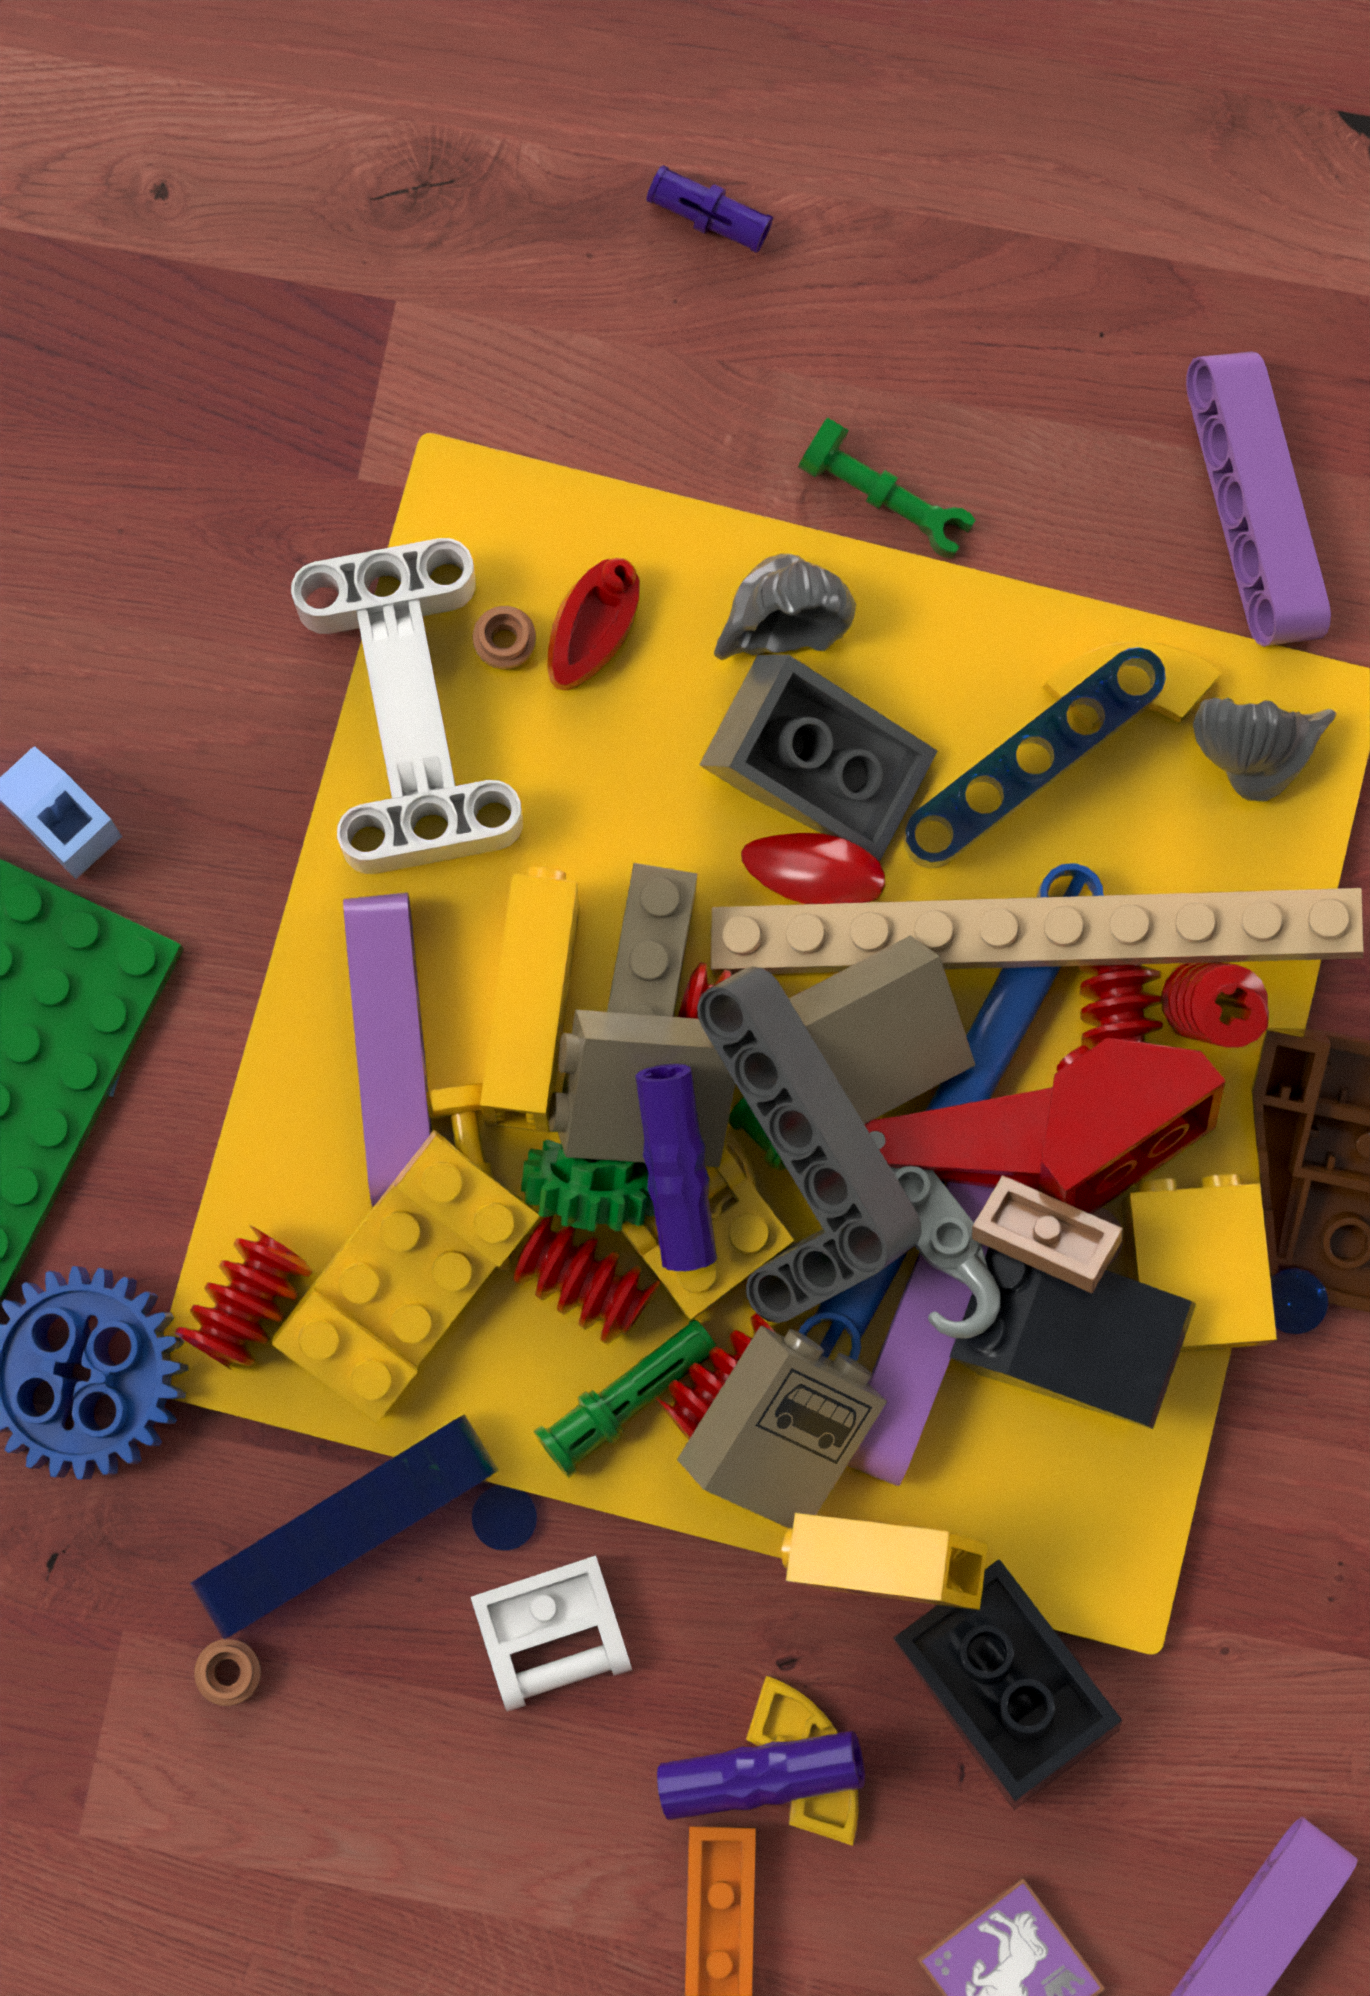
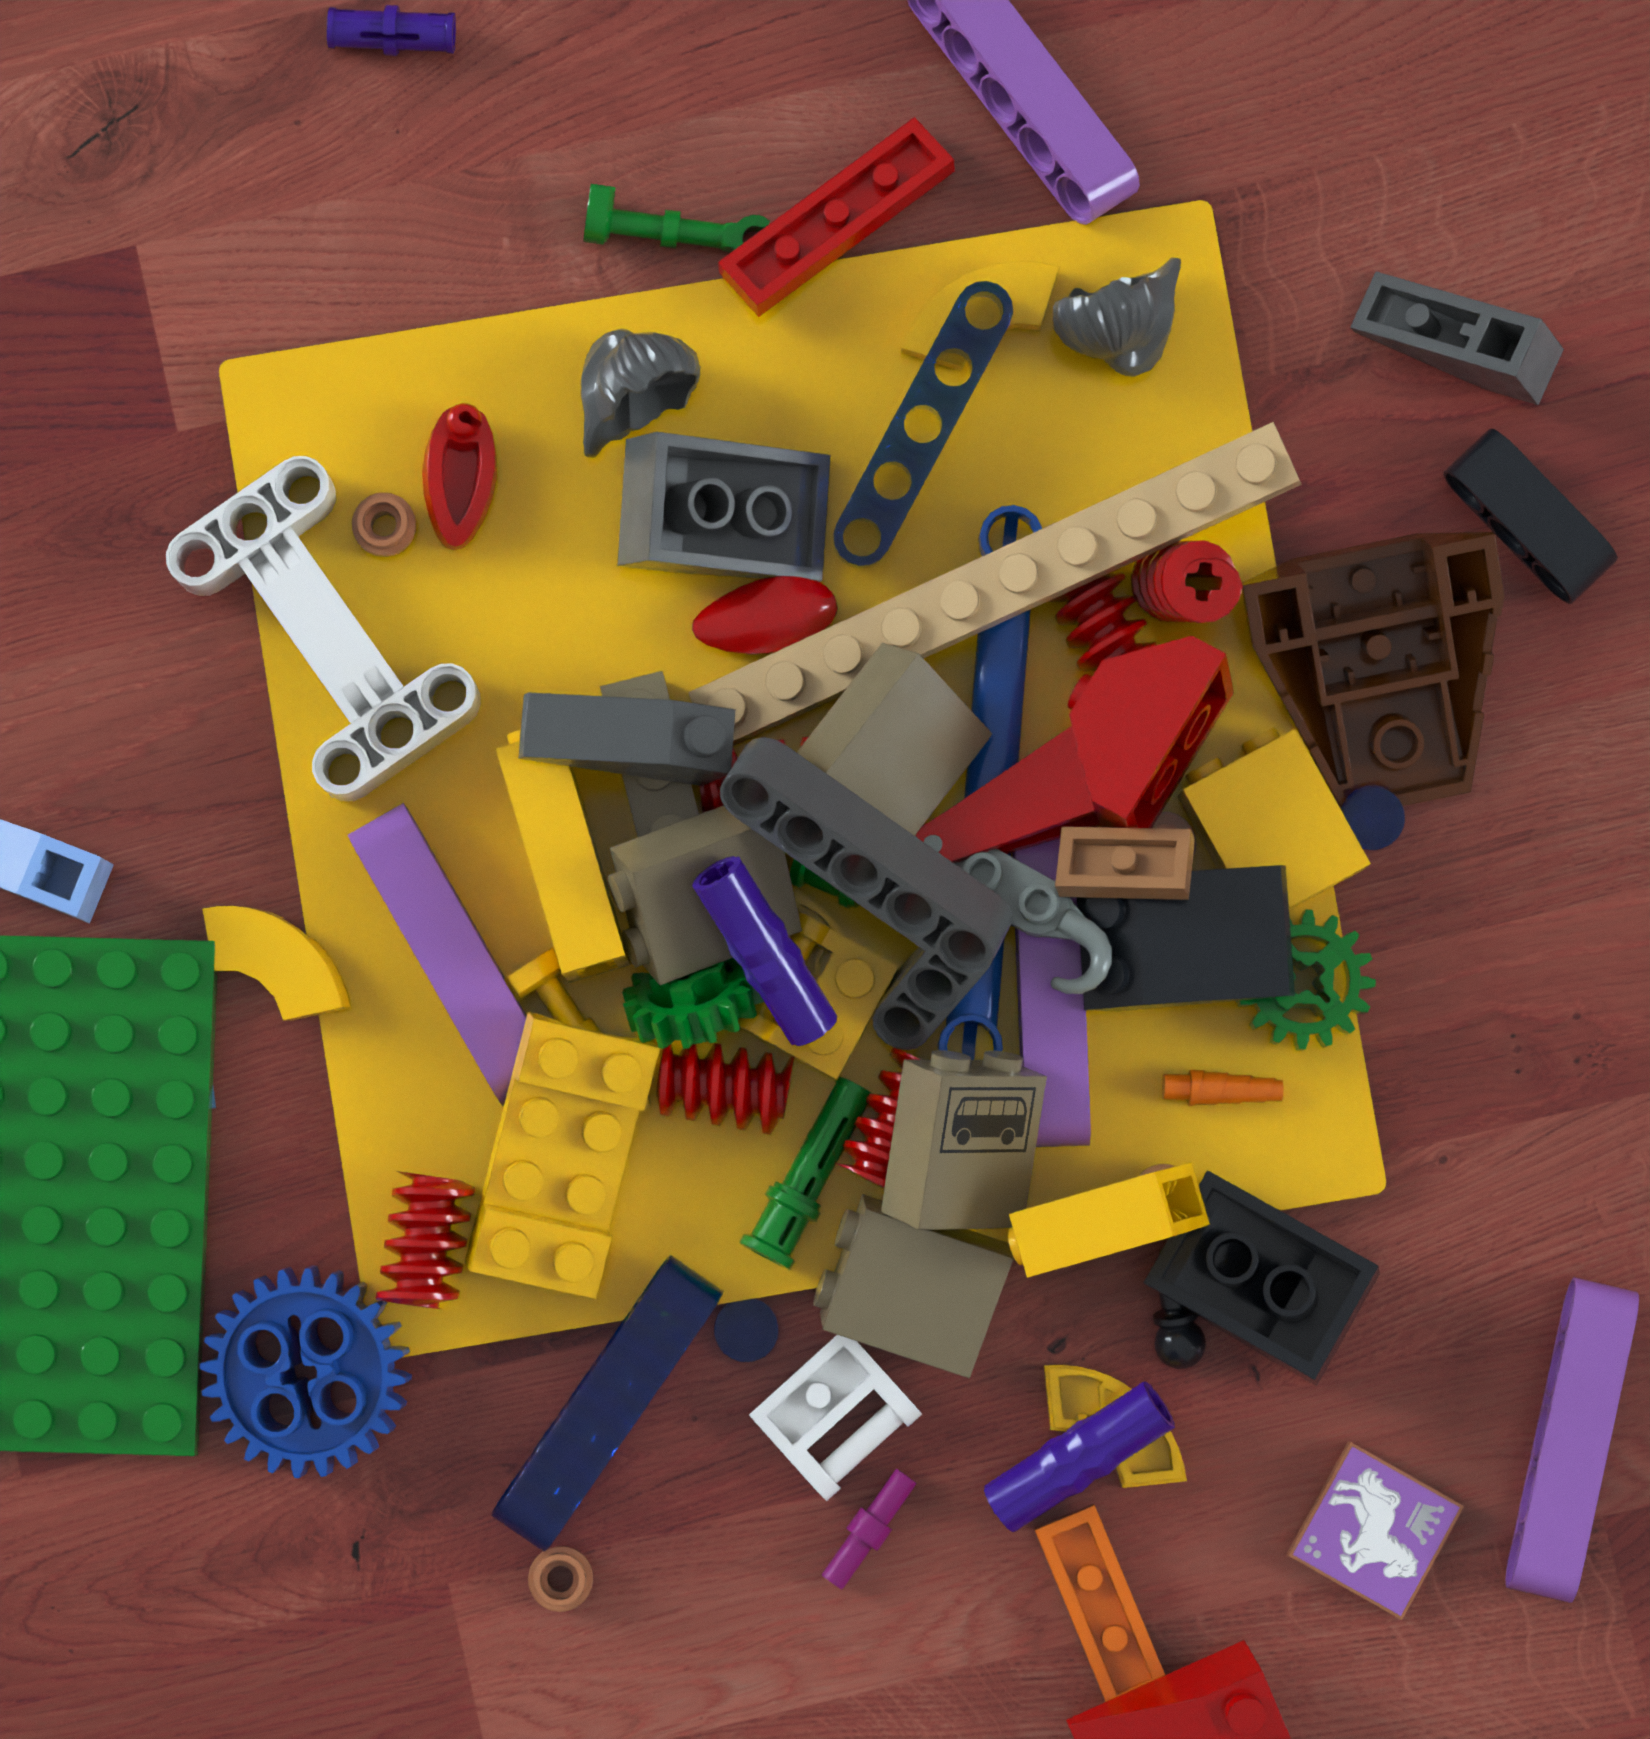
camera: 20 degrees left, 5 degrees up
(232, 984) = (279, 957): none -> yellow tile
(534, 1755) = (869, 1529): none -> magenta bar
(639, 915) = (629, 736): none -> dark grey slope
(675, 1546) = (913, 1288): none -> dark tan brick
(903, 1708) = (1179, 1339): none -> black bar
(1037, 541) = (836, 216): none -> red plate
(1045, 1488) = (1218, 1087): none -> orange animal
(1176, 1451) = (1326, 1001): none -> green gear

